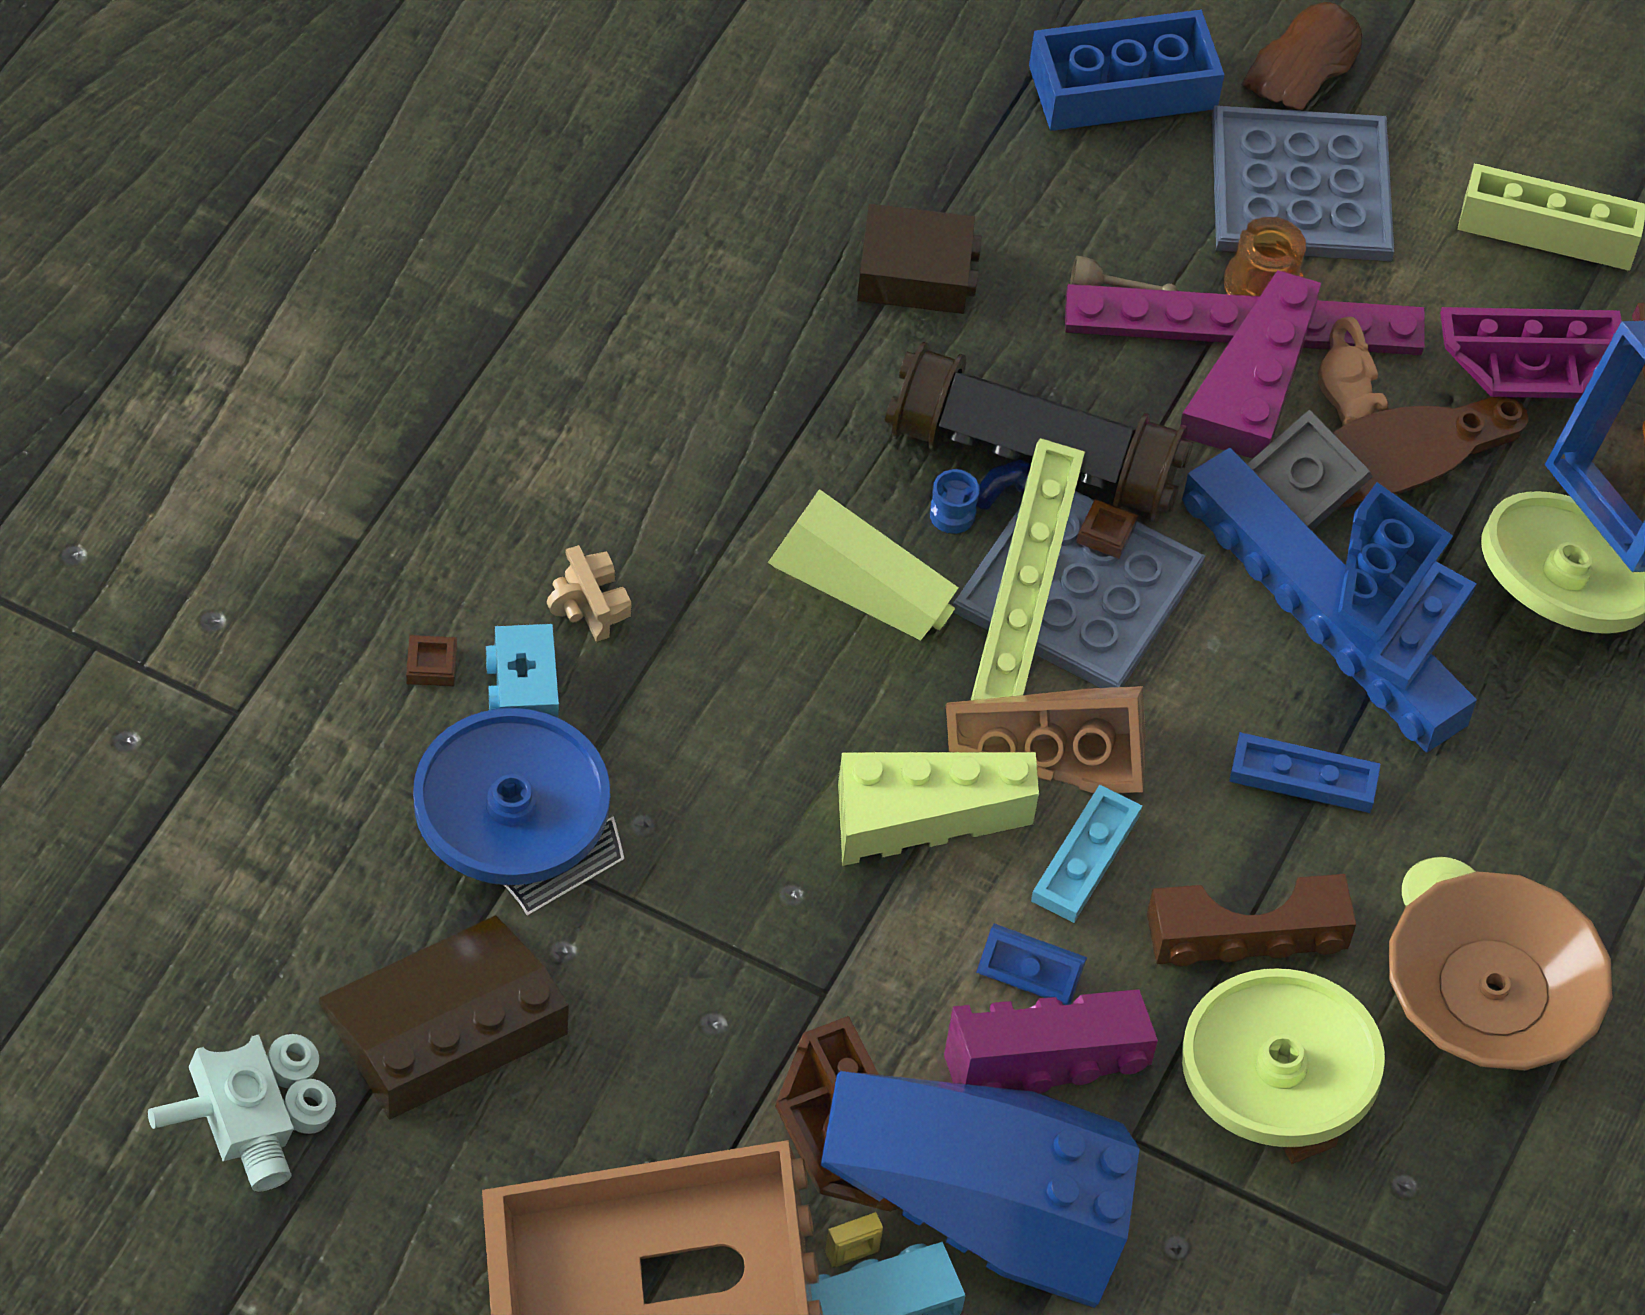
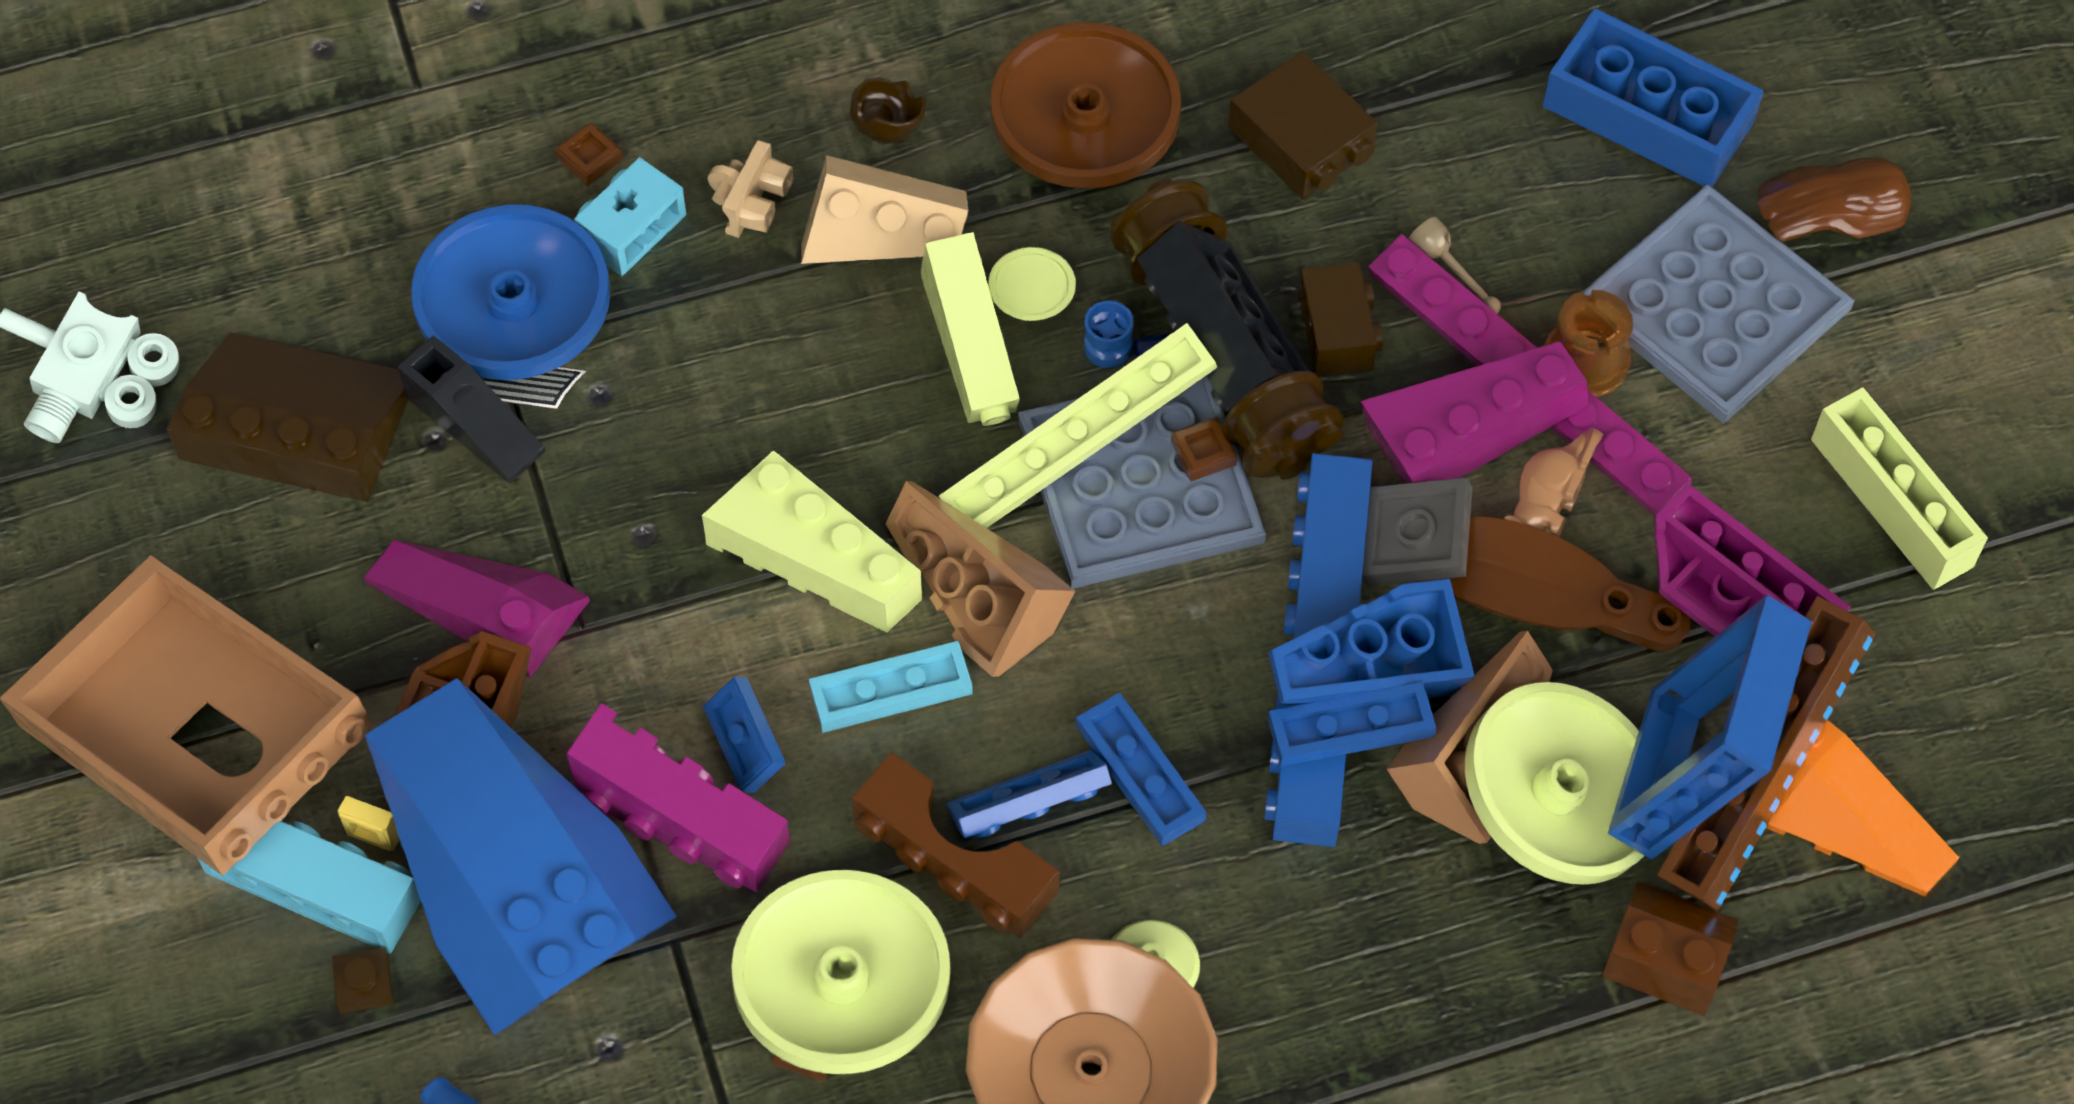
camera: 50 degrees right, 5 degrees up
(579, 903) = (468, 409): none -> black slope
(622, 462) = (886, 110): none -> dark brown hair
(713, 538) = (877, 214): none -> tan wedge
(732, 1032) = (479, 595): none -> magenta wedge
(761, 352) = (1085, 105): none -> reddish brown dish
(869, 499) = (1032, 283): none -> yellowish green piece
(1090, 373) = (1339, 319): none -> dark brown brick
(1257, 846) = (1028, 794): none -> blue plate
(1492, 618) = (1433, 768): none -> medium nougat wedge

